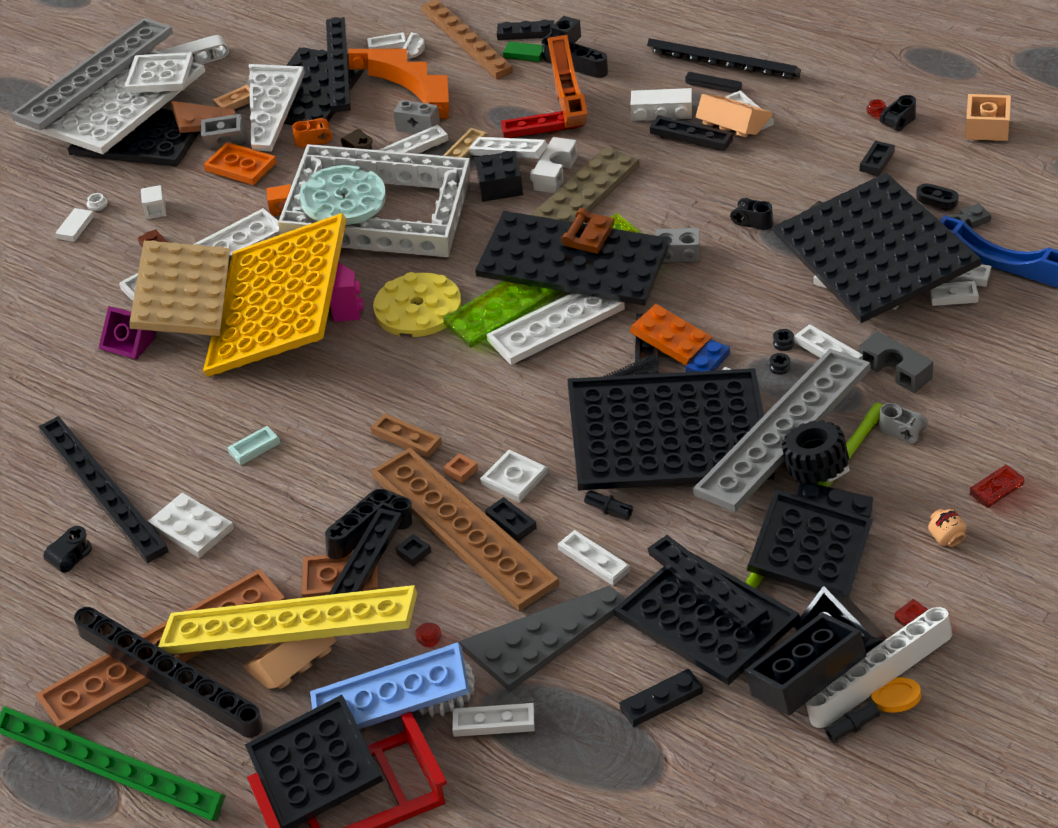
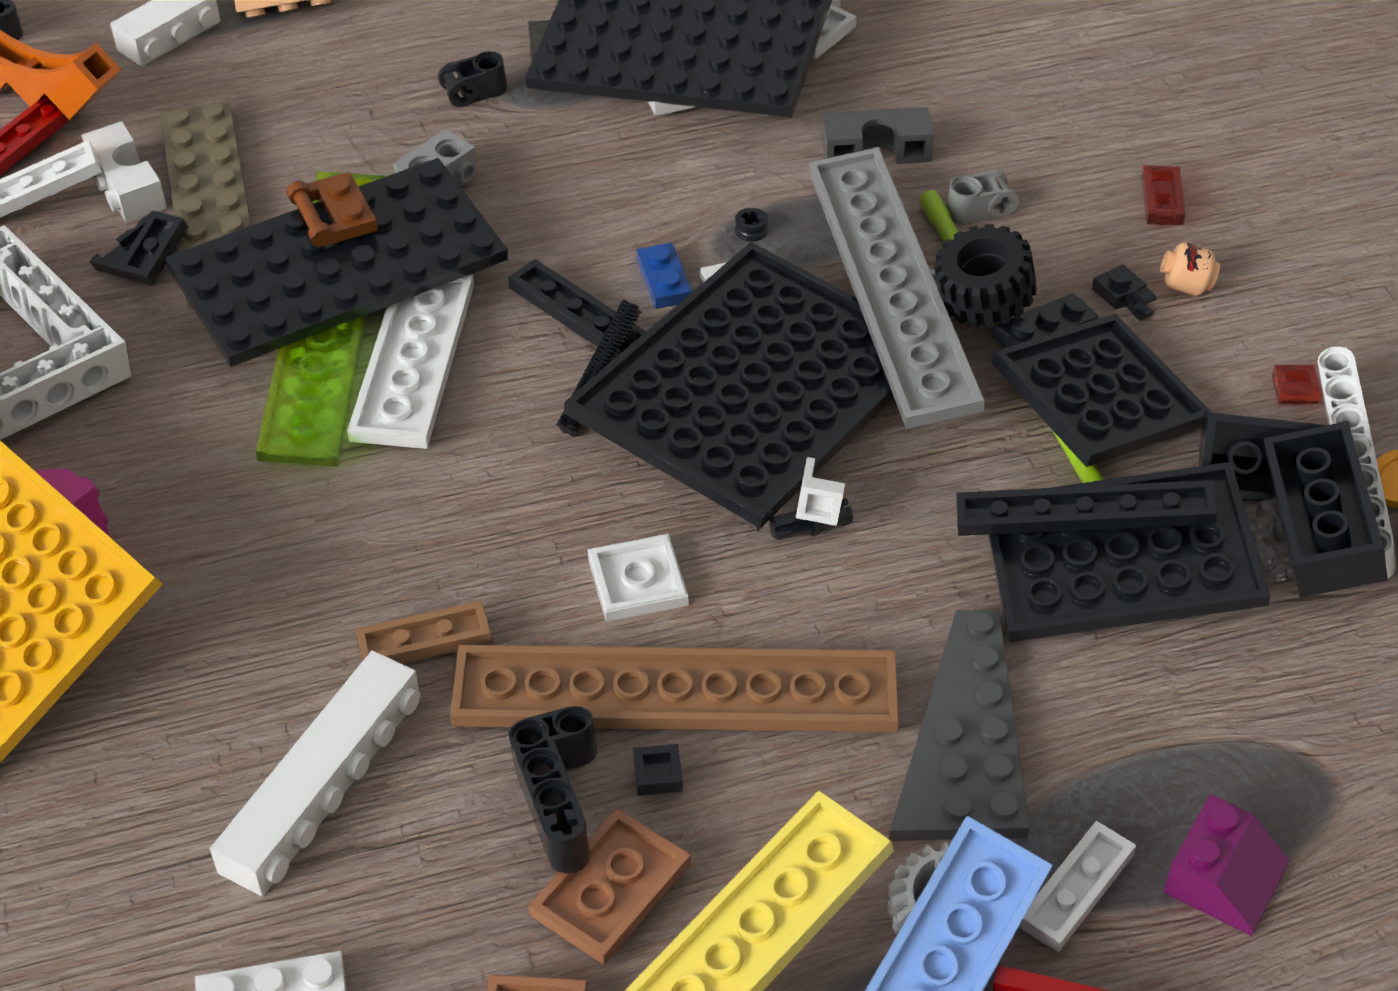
camera: 55 degrees left, 5 degrees up
(254, 445) = (203, 819): light aqua tile -> none
(306, 454) = (316, 774): none -> white brick
(367, 552) = (634, 832): black plate -> none
(396, 308) = (215, 470): light yellow plate -> none
(460, 468) = (562, 619): nougat plate -> none
(499, 176) = (65, 228): black brick -> none
(511, 519) = (722, 627): black plate -> none
(519, 202) = (143, 248): none -> black wing
(557, 763) = (1227, 866): none -> magenta slope
(594, 557) = (881, 595): white tile -> none
(611, 493) = (819, 498): none -> white panel
(661, 697) = (1199, 689): black plate -> none
(670, 334) = (588, 272): orange plate -> none
(691, 133) = (253, 34): black plate -> none
(783, 339) = (716, 195): black bush -> none
(820, 342) = (773, 171): white plate -> none
(905, 514) = (1124, 288): none -> black plate

